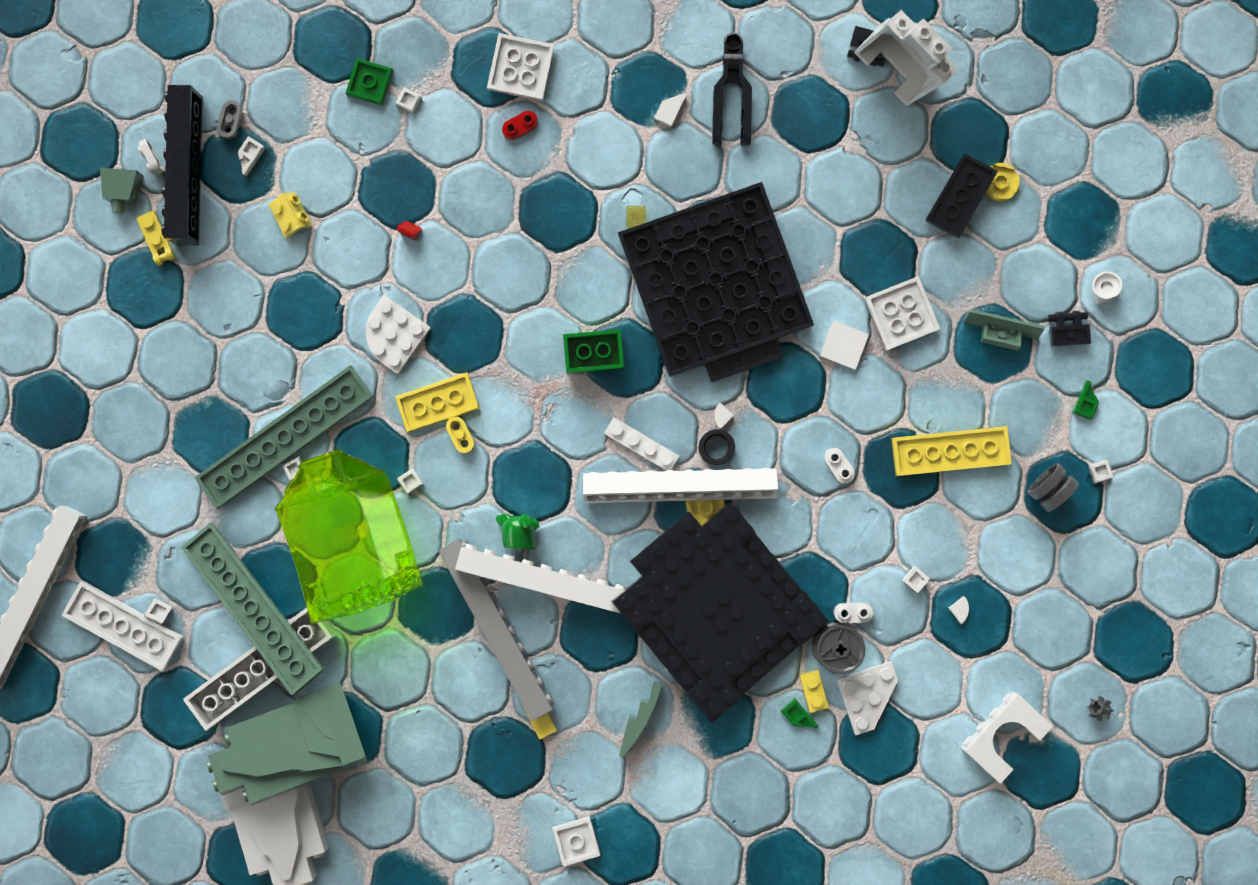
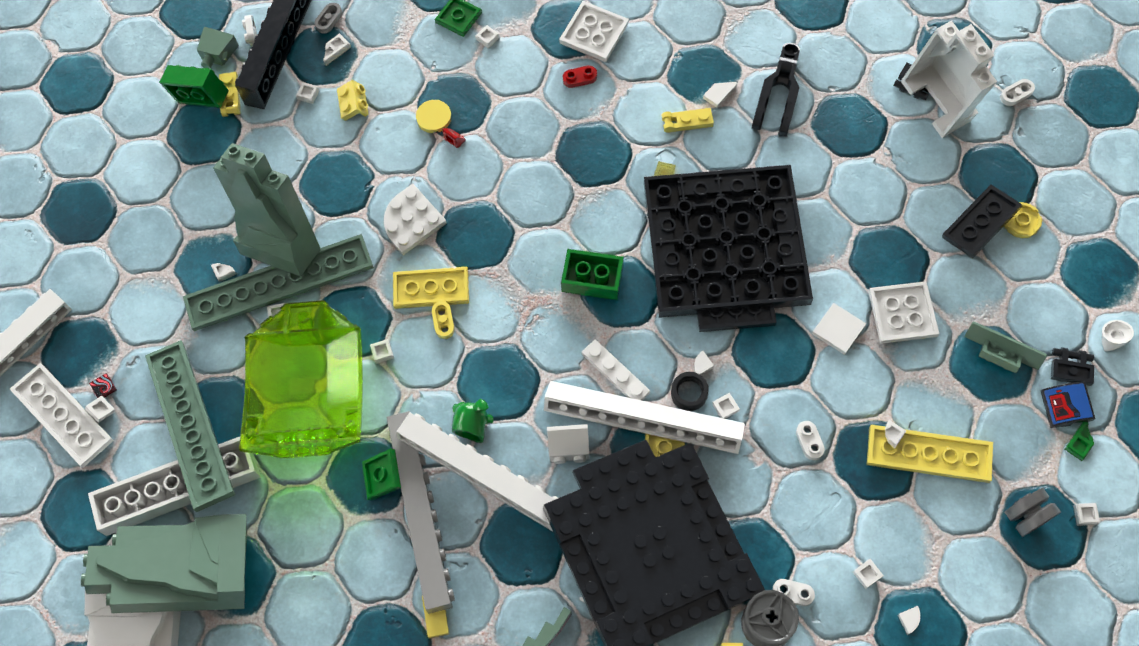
camera: 15 degrees right, 20 degrees down
(117, 244) = (194, 86): none -> green brick
(151, 587) = (103, 386): none -> tile
(223, 438) = (223, 271): none -> white tile
(238, 215) = (307, 93): none -> white tile
(254, 385) = (267, 211): none -> sand green panel
(380, 210) = (433, 116): none -> light yellow tile
(450, 605) = (381, 474): none -> green tile
(616, 532) = (568, 443): none -> white slope
(645, 150) = (687, 120): none -> light yellow plate
(754, 453) = (725, 406): none -> white plate
(915, 442) = (893, 433): none -> white tile
(973, 36) = (1015, 92): none -> white plate
(1070, 369) = (1067, 404): none -> slope

